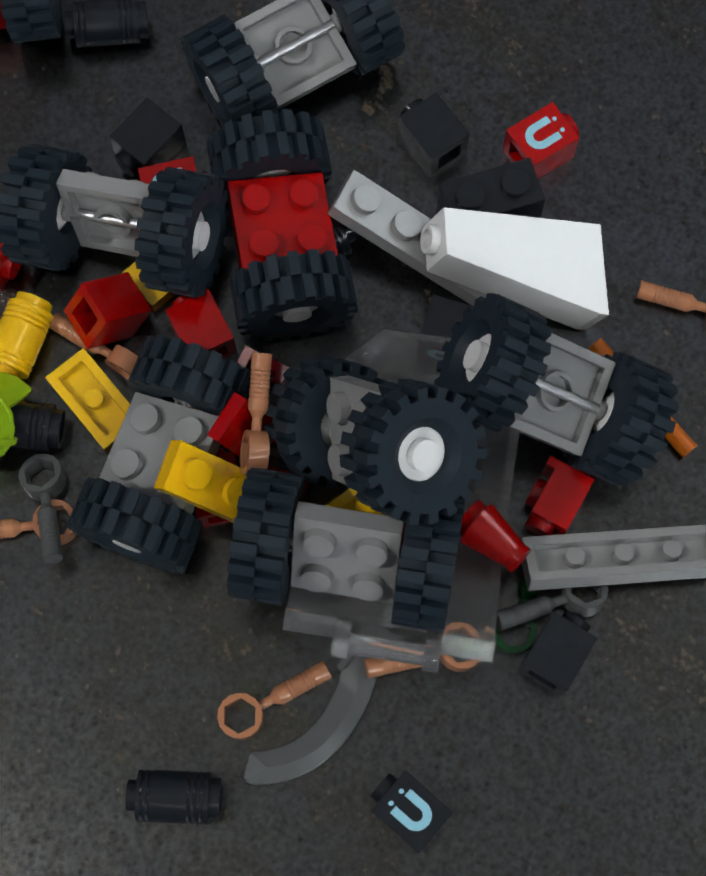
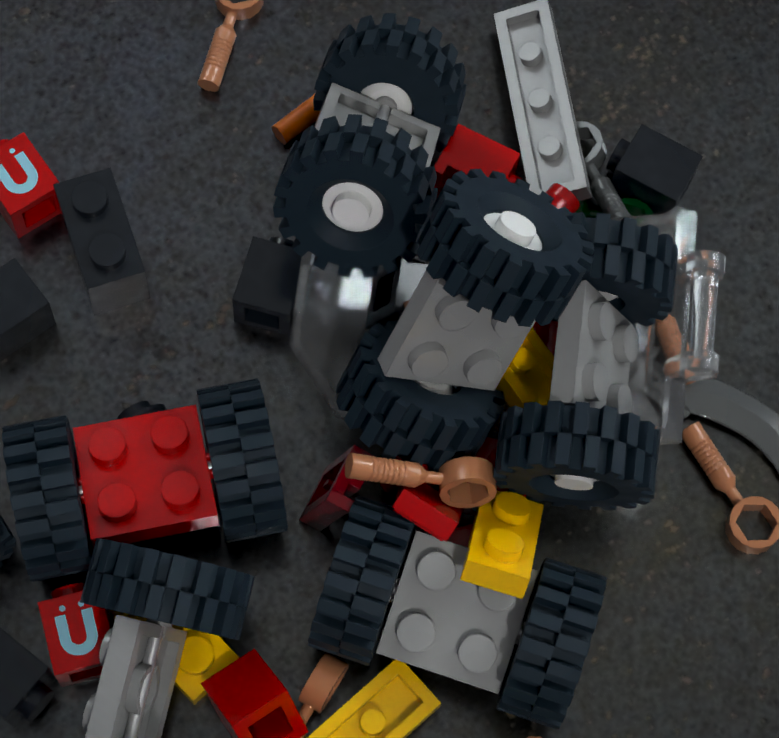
camera: 100 degrees left, 5 degrees down
(202, 323) = (281, 590): red brick -> none
(389, 225) = (159, 320): light grey plate -> none
(530, 260) = (191, 193): white slope -> none

